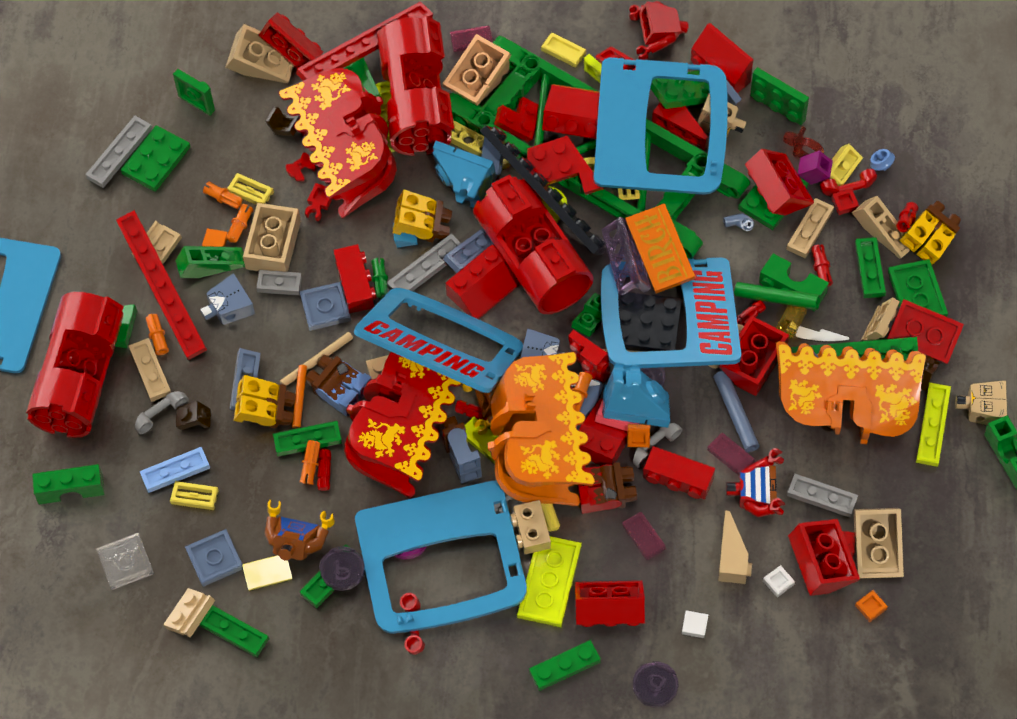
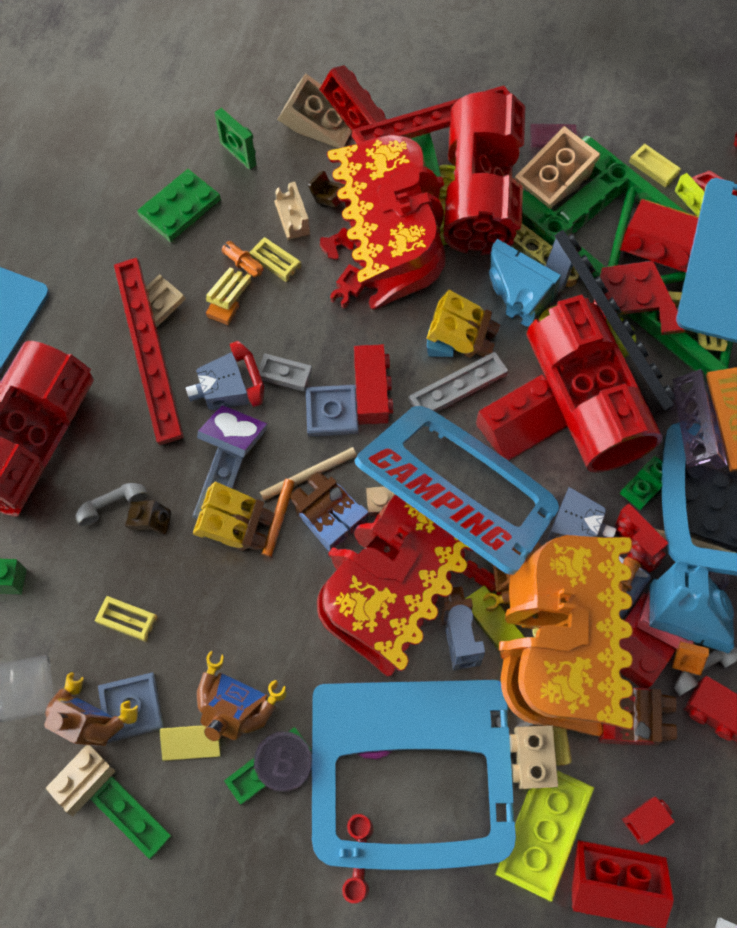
camera: 10 degrees right, 5 degrees up
(118, 151) = (139, 190): light grey plate -> none
(126, 328) = (103, 380): green slope -> none
(149, 369) = (111, 449): tan plate -> none
(157, 334) = (130, 408): orange axle -> none
(174, 469) = (109, 581): light blue plate -> none
(183, 569) = (81, 721): none -> dark orange torso
(207, 261) = (208, 331): green slope -> none
(214, 210) = (224, 287): none -> light yellow tile
(239, 223) = (253, 295): orange axle -> none
(247, 336) = (232, 431): none -> tile
(256, 147) = (292, 212): none -> tan hinge
(260, 300) = (257, 391): none -> red bar
(271, 238) = (285, 319): tan brick -> none
(296, 439) = (276, 573): green plate -> none
(310, 462) = (273, 606): orange axle -> none
(324, 470) = (288, 618): red axle -> none
(379, 277) = (401, 389): green axle -> none
(468, 250) = (512, 376): sand blue plate -> none
(519, 123) = (594, 236): red plate -> none
(624, 555) = (649, 820): none -> red brick
(643, 535) = (676, 792): clear pink tile -> none

